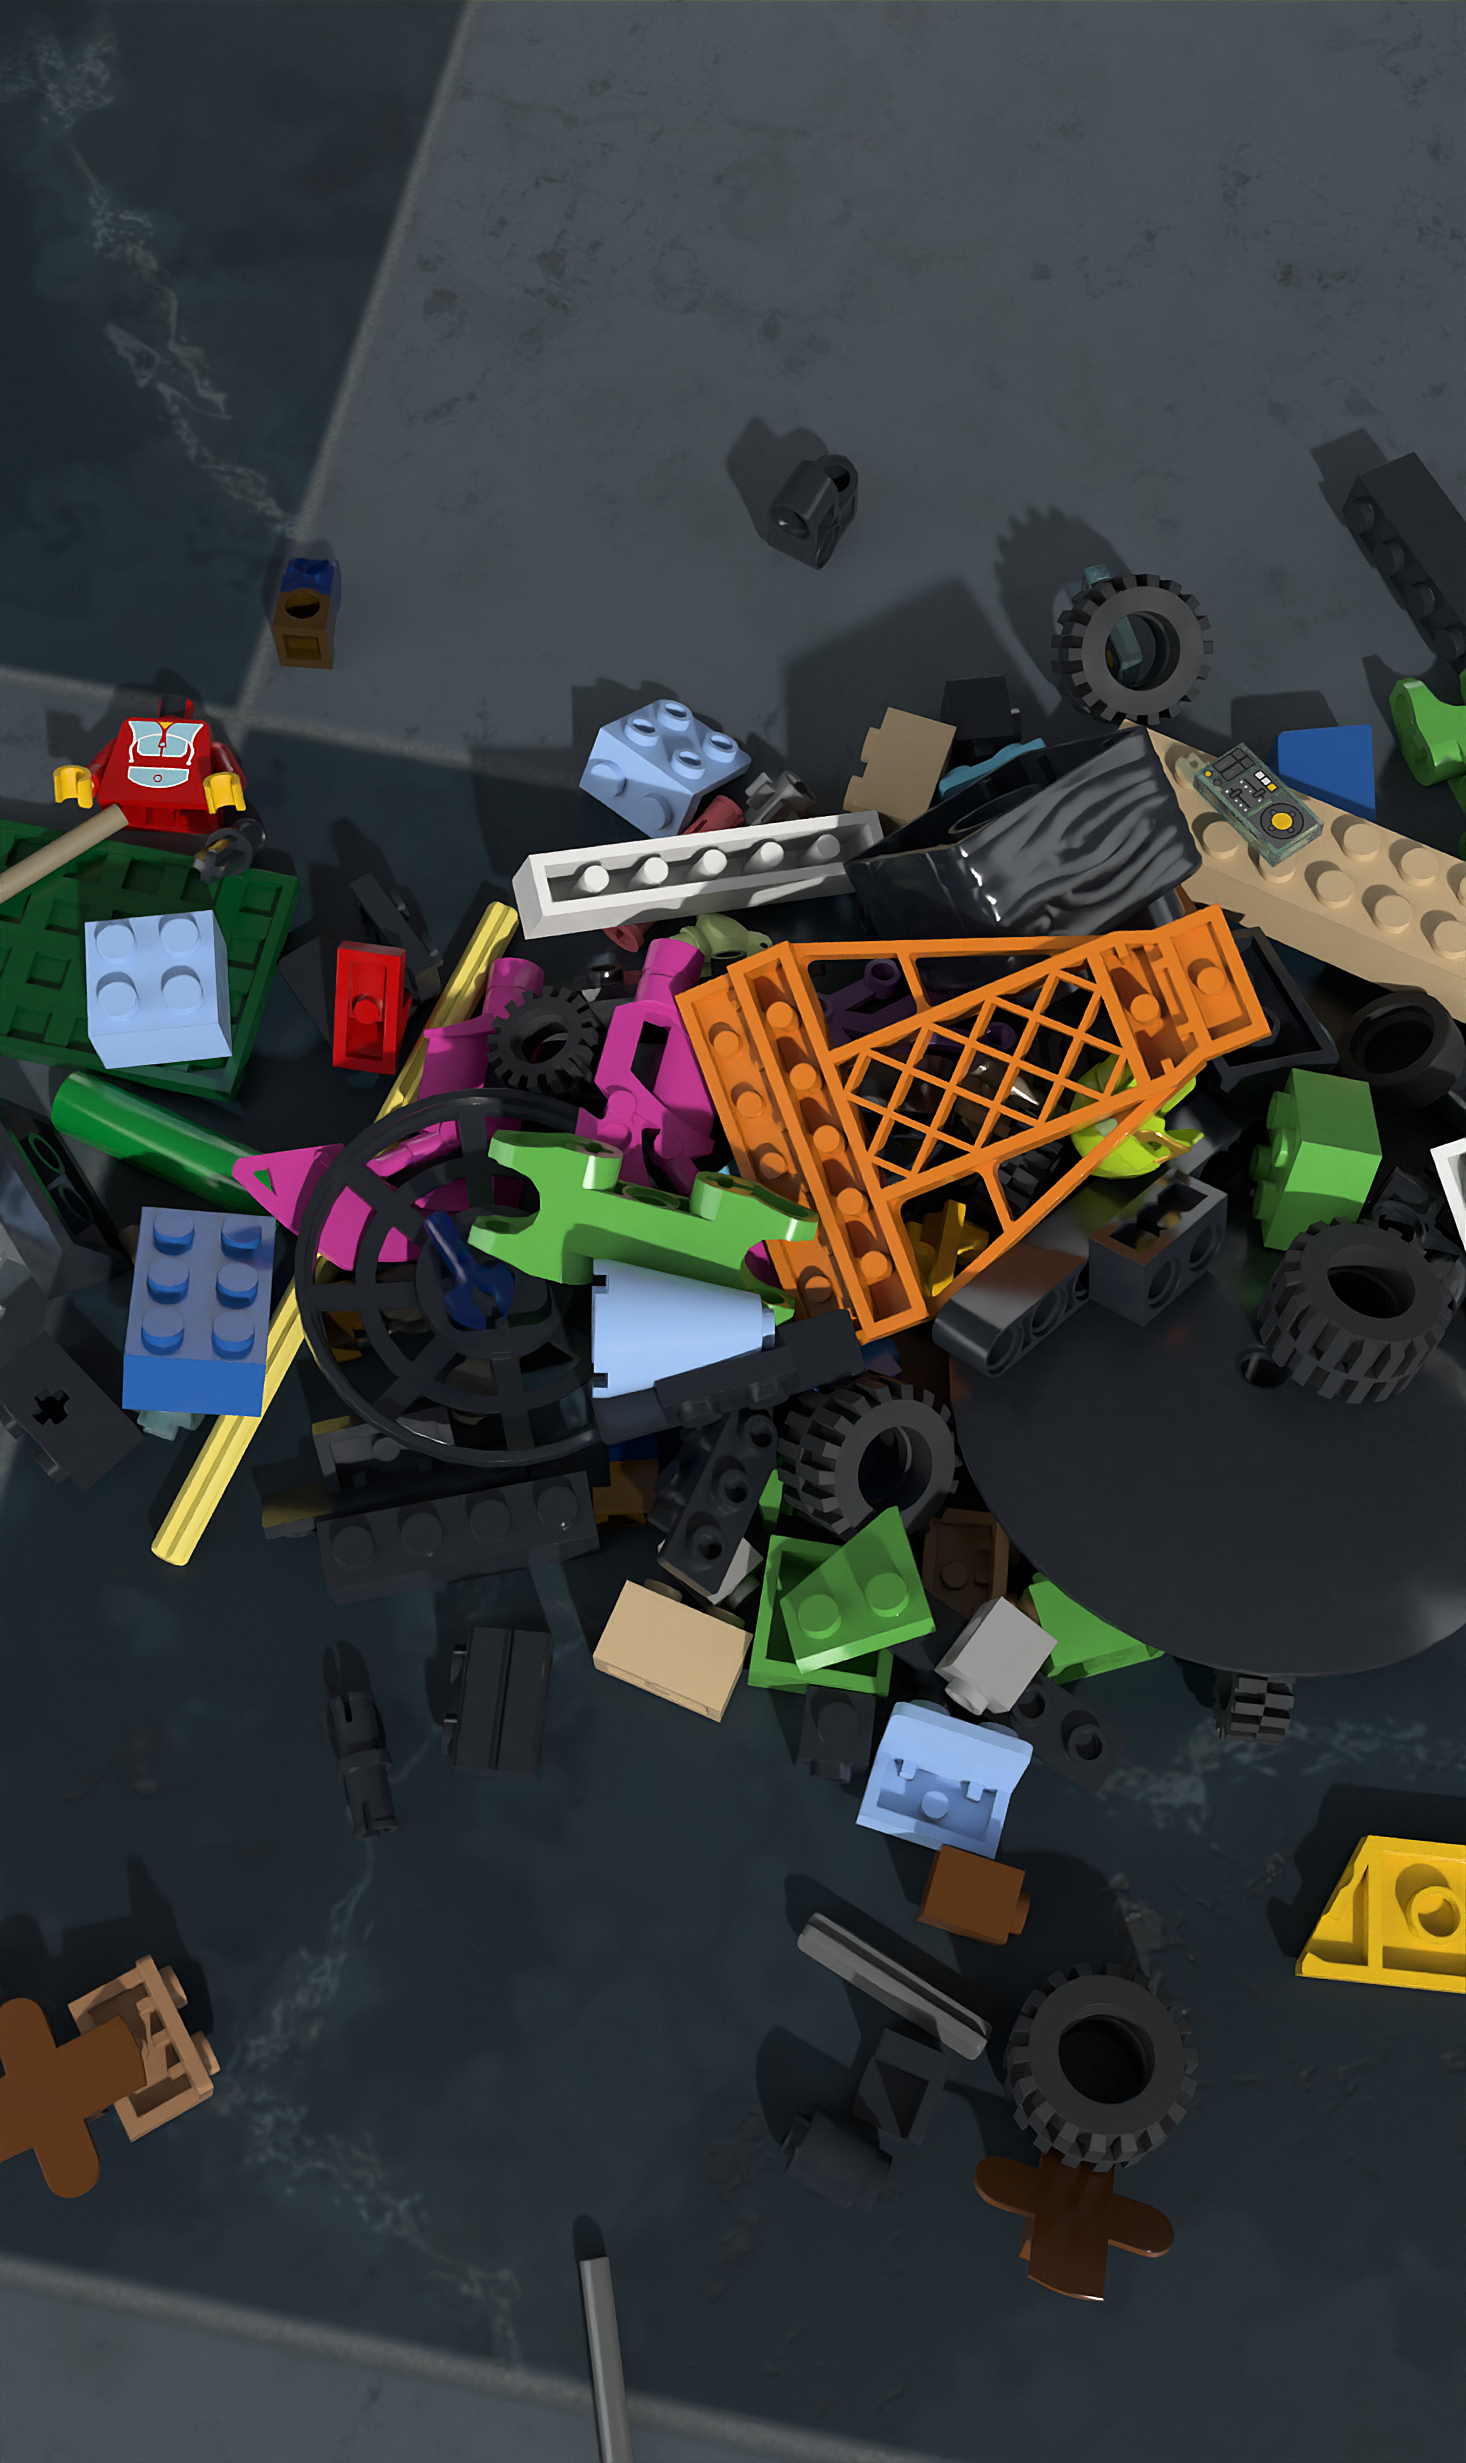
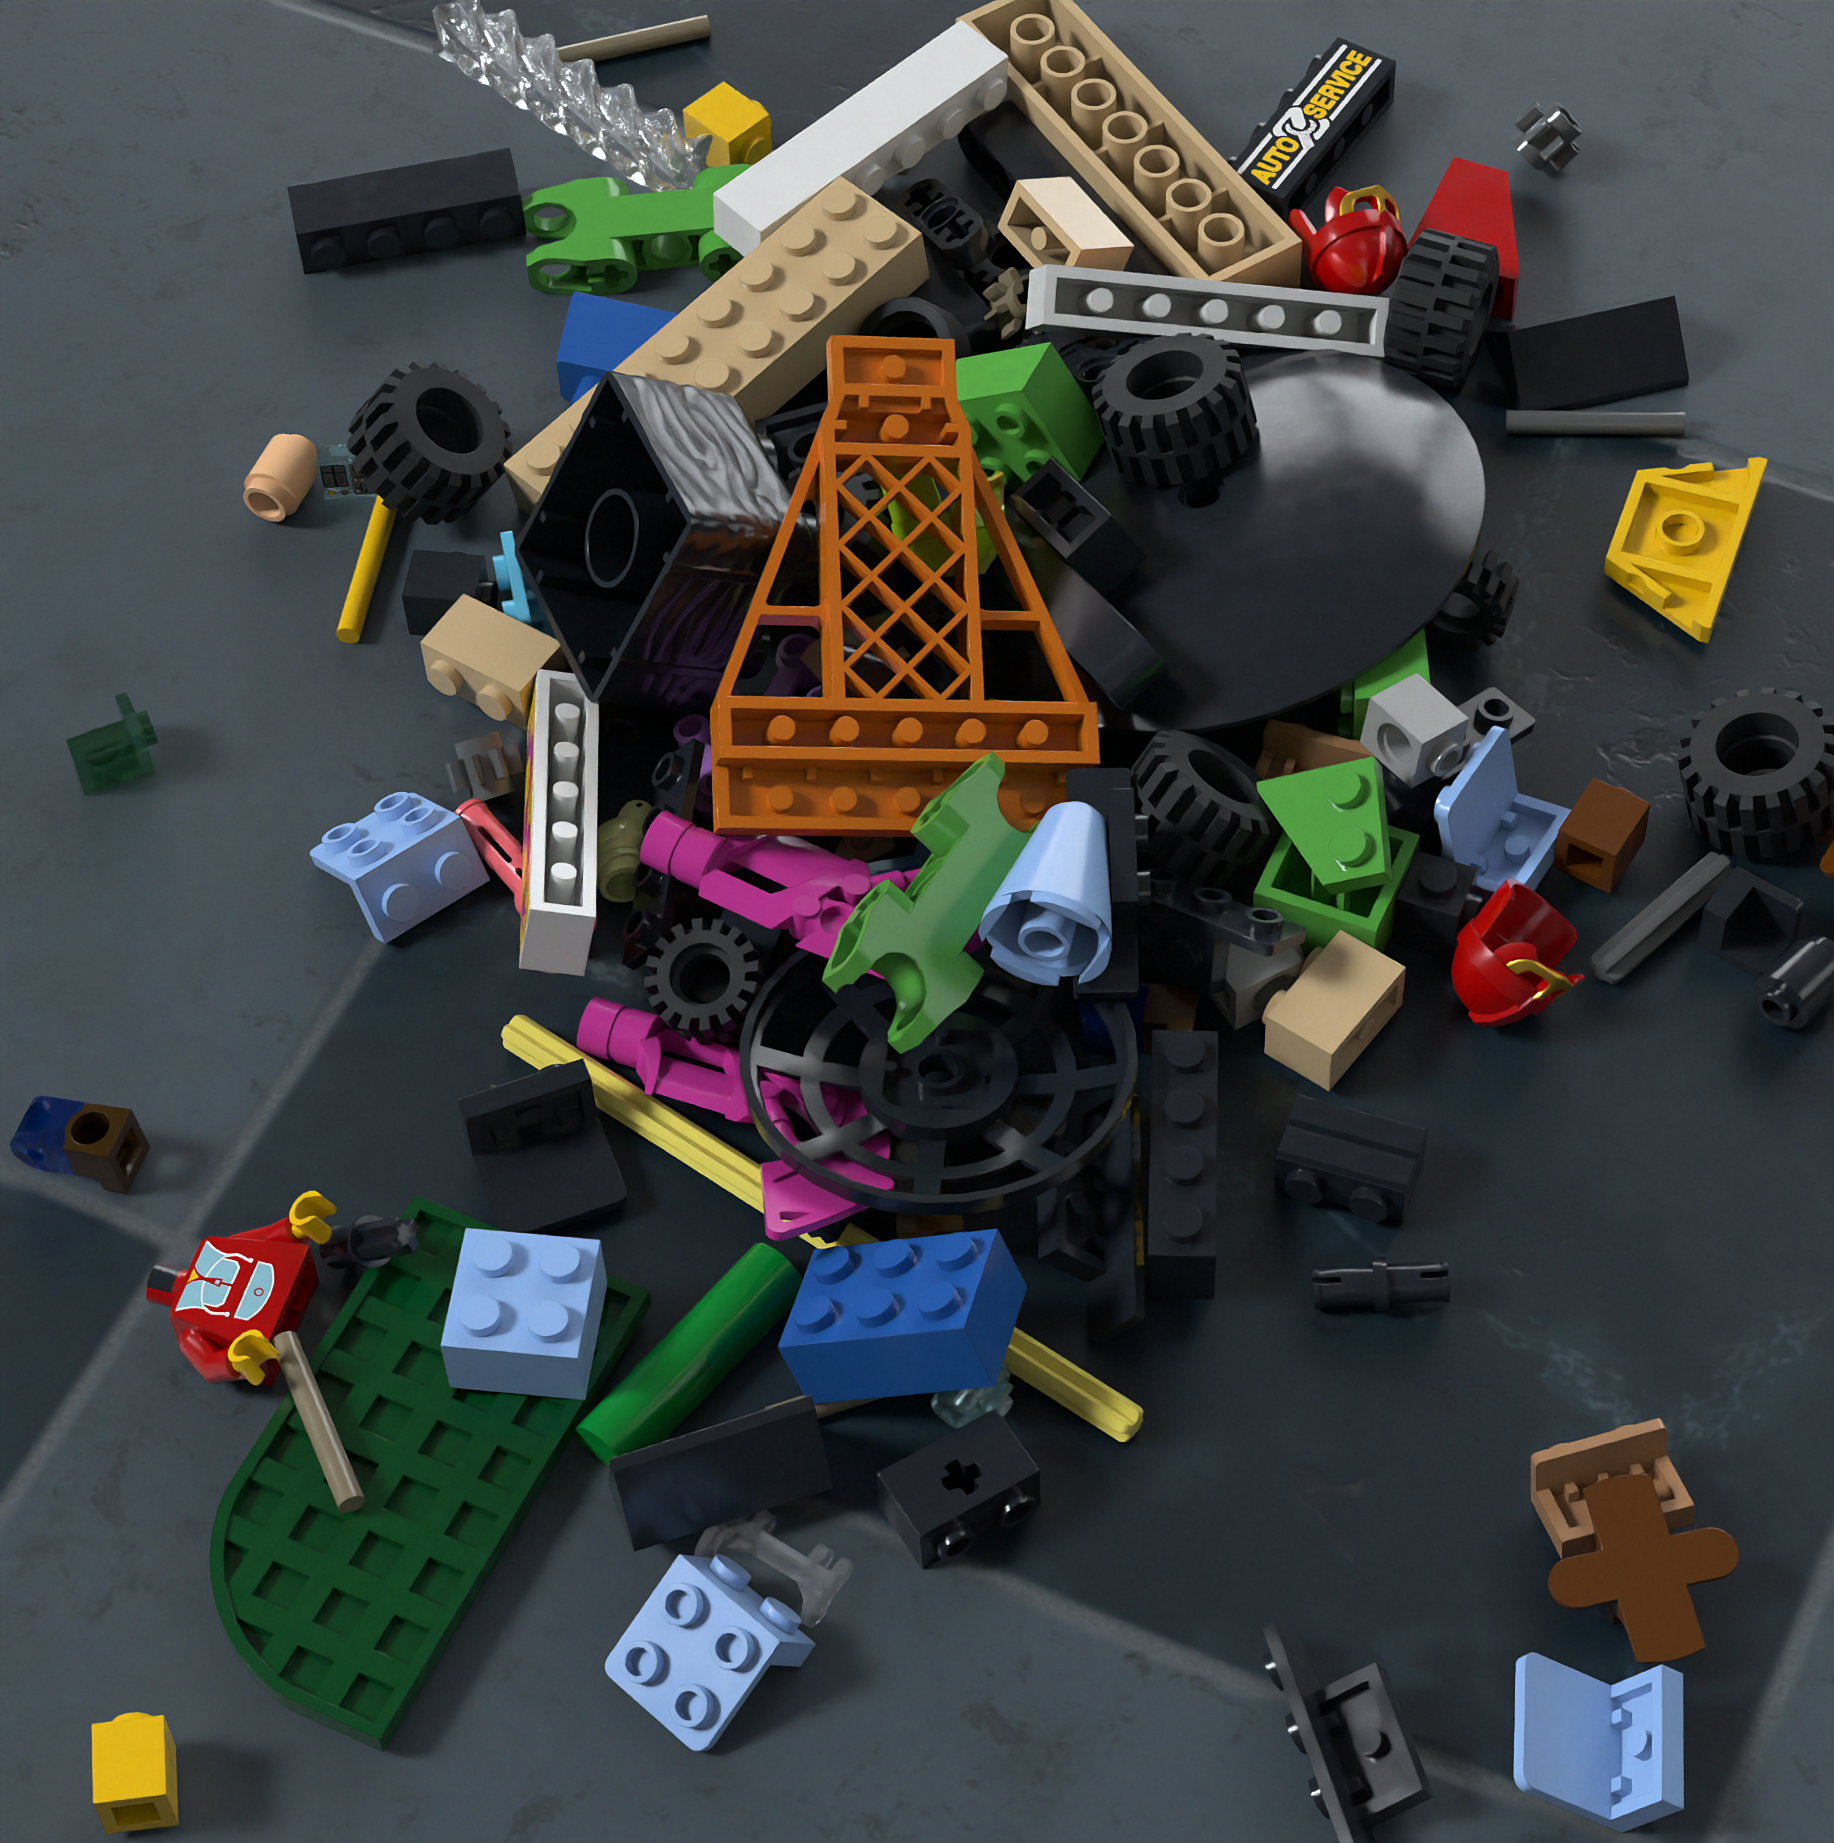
camera: 70 degrees left, 15 degrees down
(370, 1007) = (603, 1137): red slope -> none
(468, 1274) = (948, 1062): clear blue bar -> none
(724, 516) = (114, 751): none -> clear green bracket
(776, 1821) = (1510, 956): none -> red helmet
(809, 511) = (151, 666): black piece -> none
(985, 657) = (366, 573): none -> yellow bar
(1070, 548) = (281, 477): none -> light nougat brick
(1258, 804) = (674, 357): tile -> none

